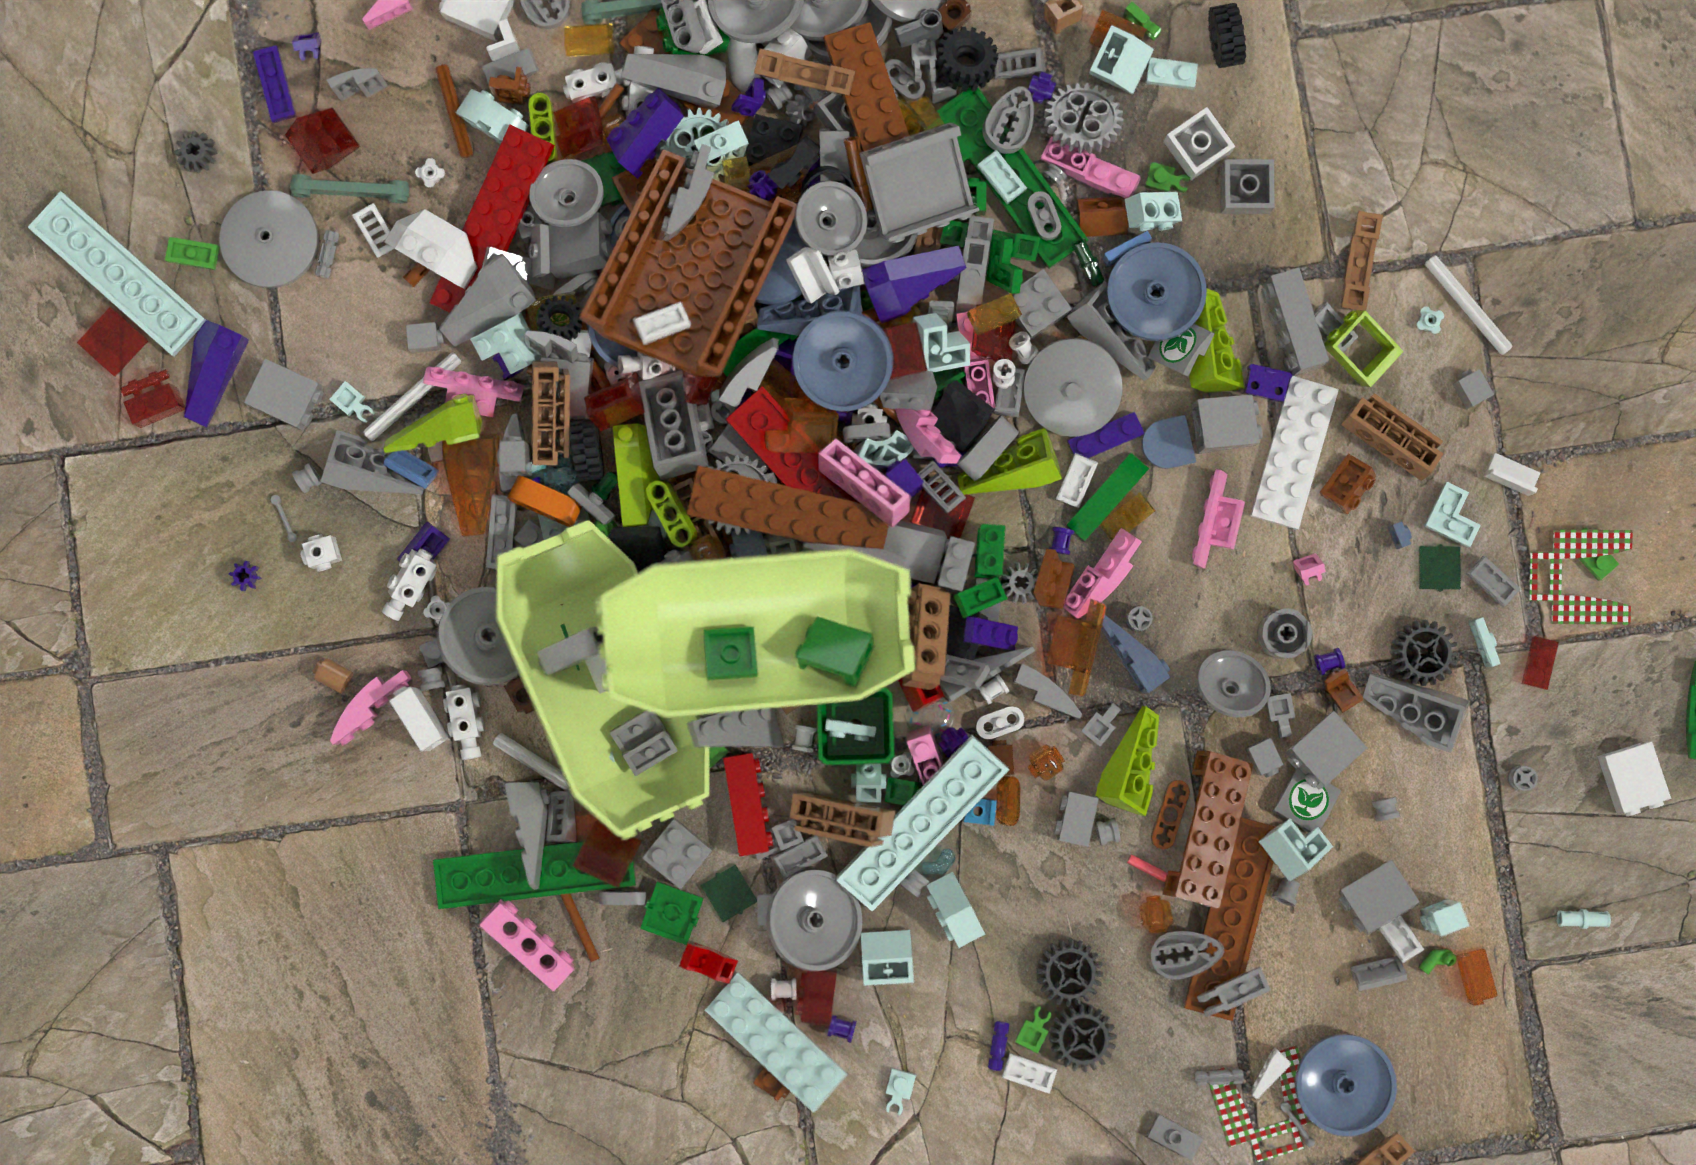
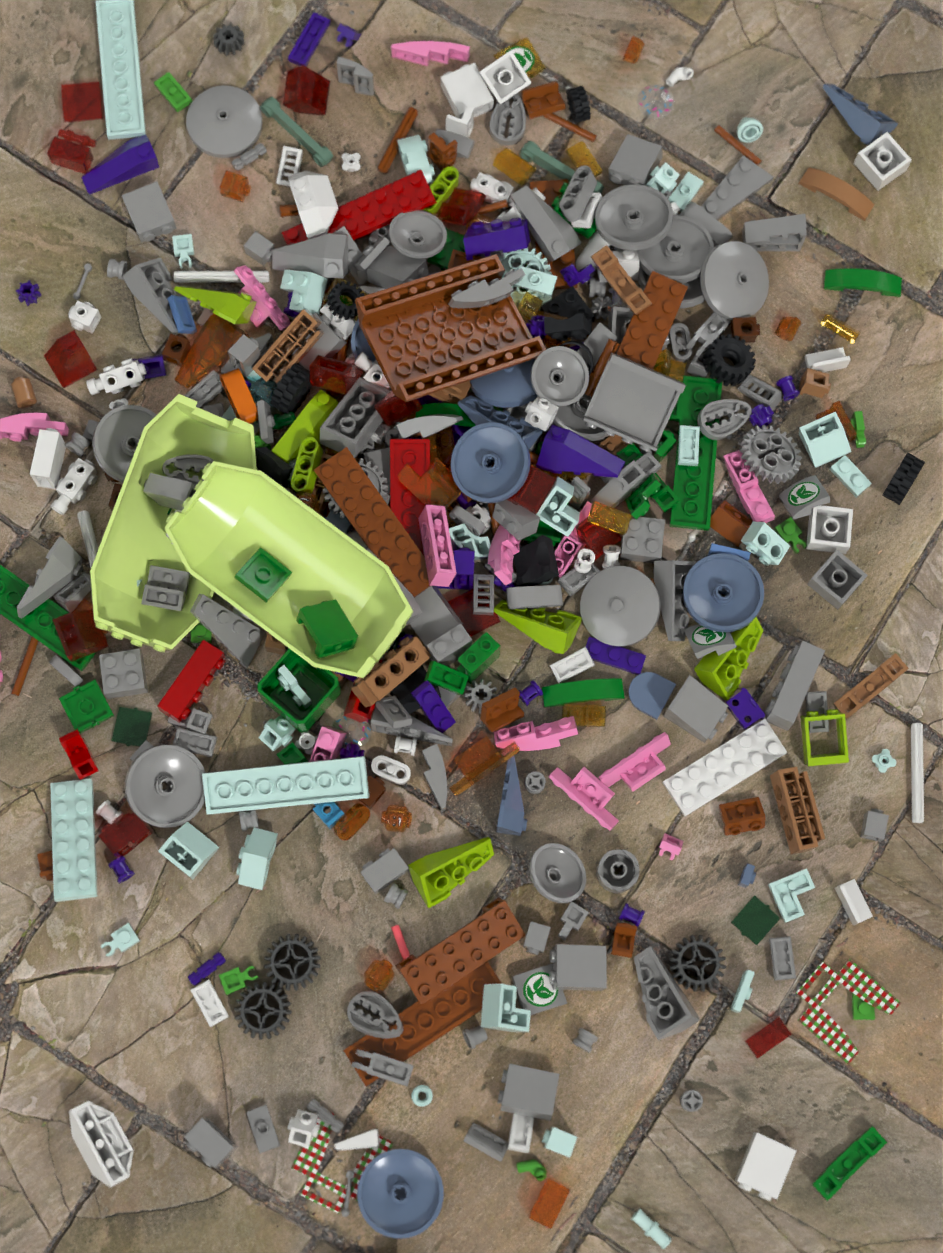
camera: 40 degrees right, 10 degrees down
(342, 296) = (235, 186): none -> clear orange brick
(346, 605) = (69, 359): none -> clear red slope
(446, 513) = (176, 357): none -> reddish brown brick
(546, 343) = (326, 307): light grey slope -> none
(564, 598) = (184, 463): none -> light grey piece
(662, 323) = (401, 345): white plate -> none
(804, 738) = (261, 672): white bush -> none
(812, 274) = (518, 397): white panel -> none
(842, 813) = (245, 739): medium nougat brick -> none
(919, 29) = (721, 320): dark grey piece -> none
(942, 863) = (275, 825): clear light blue arm -> none
(1042, 37) = (788, 388): none -> dark purple bush
(1044, 216) = (693, 490): light grey plate -> none
(1054, 175) = (723, 473): light grey bush -> none
(1088, 262) = (697, 541): dark green axle -> none
(1099, 726) = (449, 827): light grey plate -> none
(1150, 133) = (803, 496): none -> slope
(1160, 817) = (461, 918): dark orange beam -> none
(1195, 586) = (587, 792): none -> bright pink bracket
(1211, 1106) = (303, 1128): none -> white brick
(1292, 989) = (422, 1088): none -> light aqua plate

